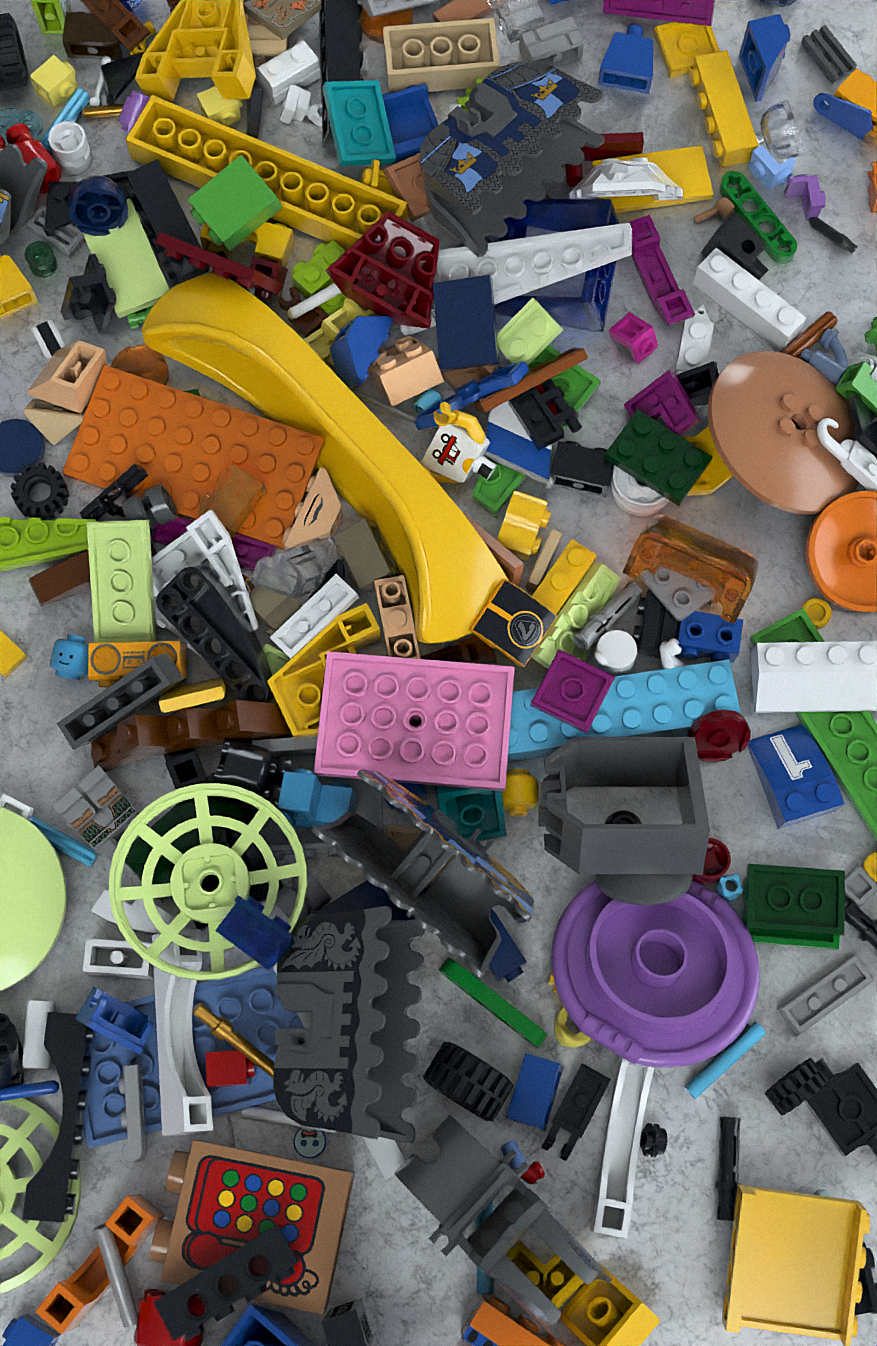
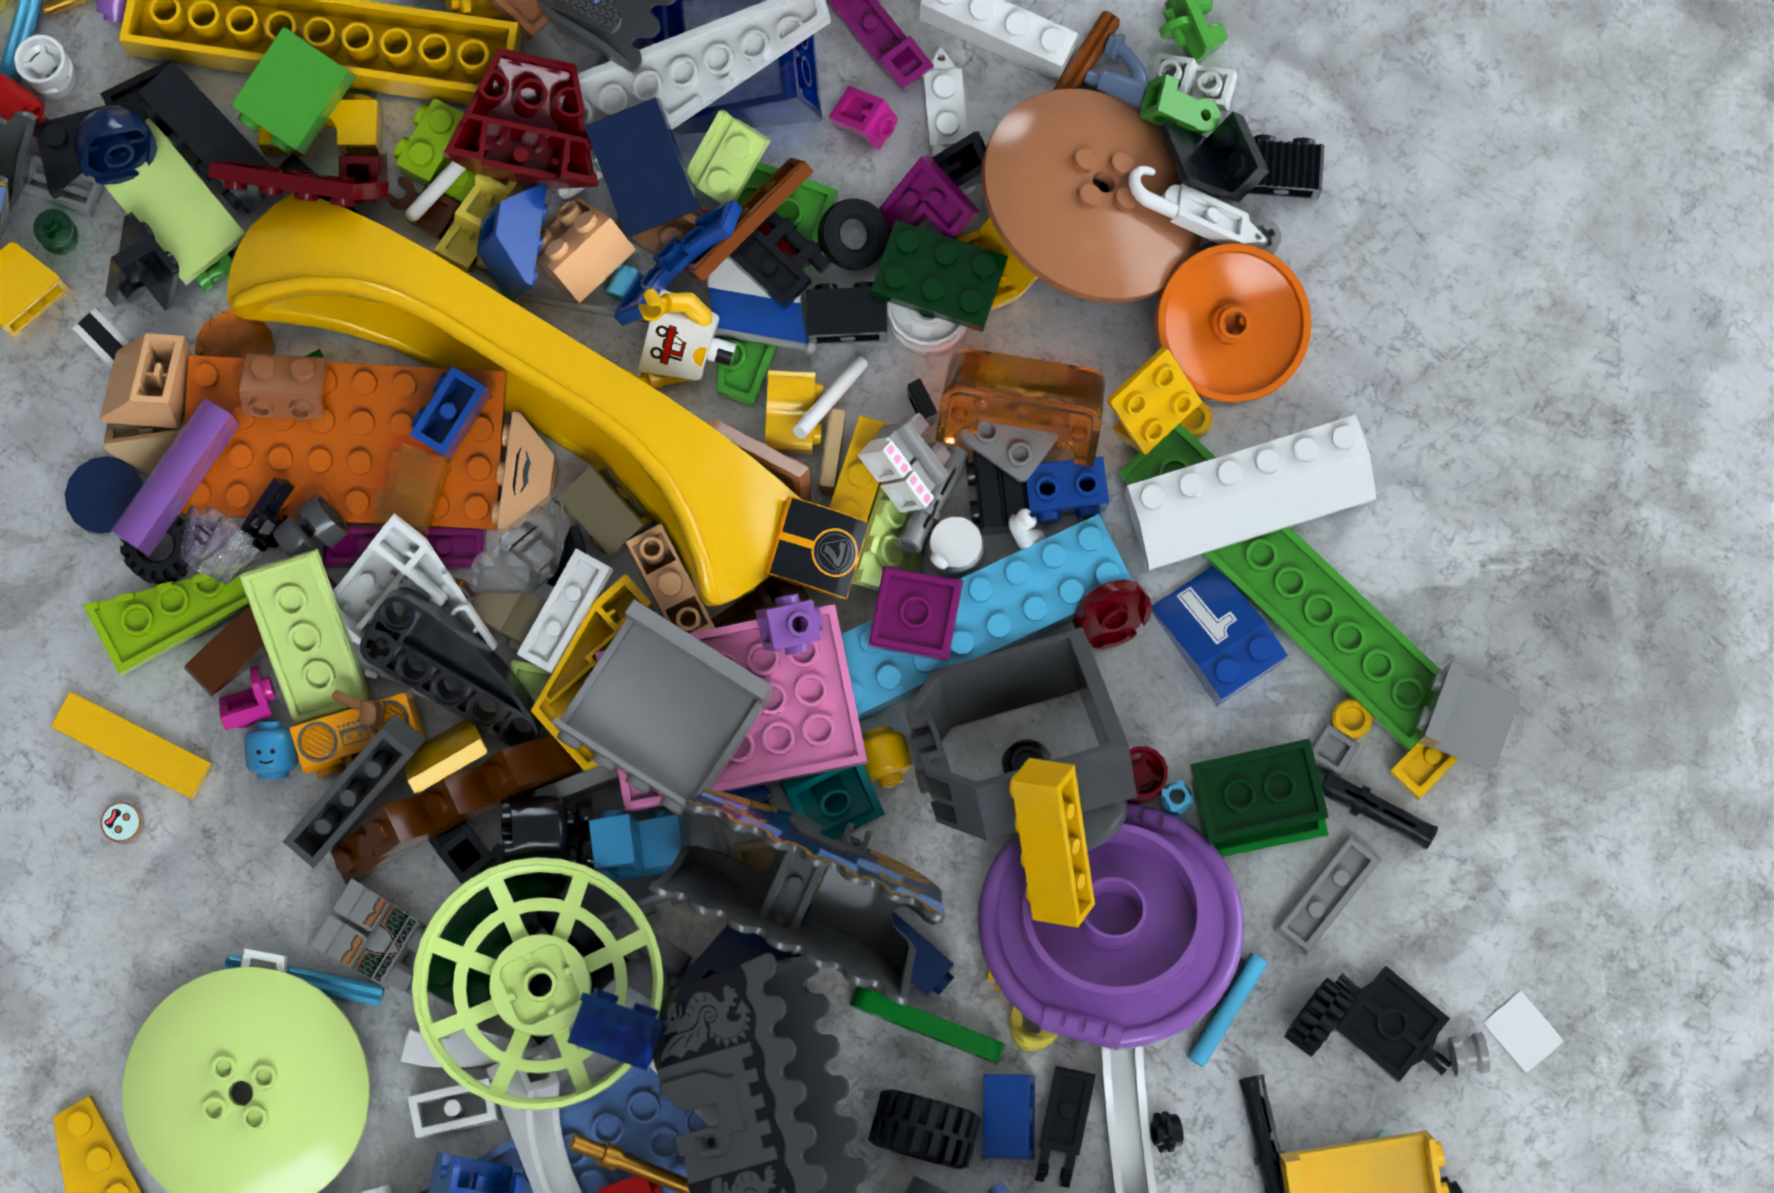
camera: 15 degrees left, 5 degrees up
(66, 443) = (176, 477): none -> medium lavender brick
(66, 621) = (250, 705): none -> dark pink bracket
(79, 499) = (217, 545): none -> clear slope
(149, 646) = (370, 711): none -> medium nougat hand
(162, 403) = (283, 386): none -> nougat bracket
(275, 451) = (450, 412): none -> blue brick
(365, 705) = (663, 709): none -> light grey panel
(476, 669) = (789, 624): none -> medium lavender brick
(553, 521) = (830, 397): none -> white bar
(596, 581) = (906, 462): none -> hips
(619, 546) = (921, 401): none -> black tile
(620, 410) = (831, 242): none -> black tyre
(630, 887) = (1052, 842): none -> yellow brick
(791, 589) = (1152, 402): none -> yellow bracket

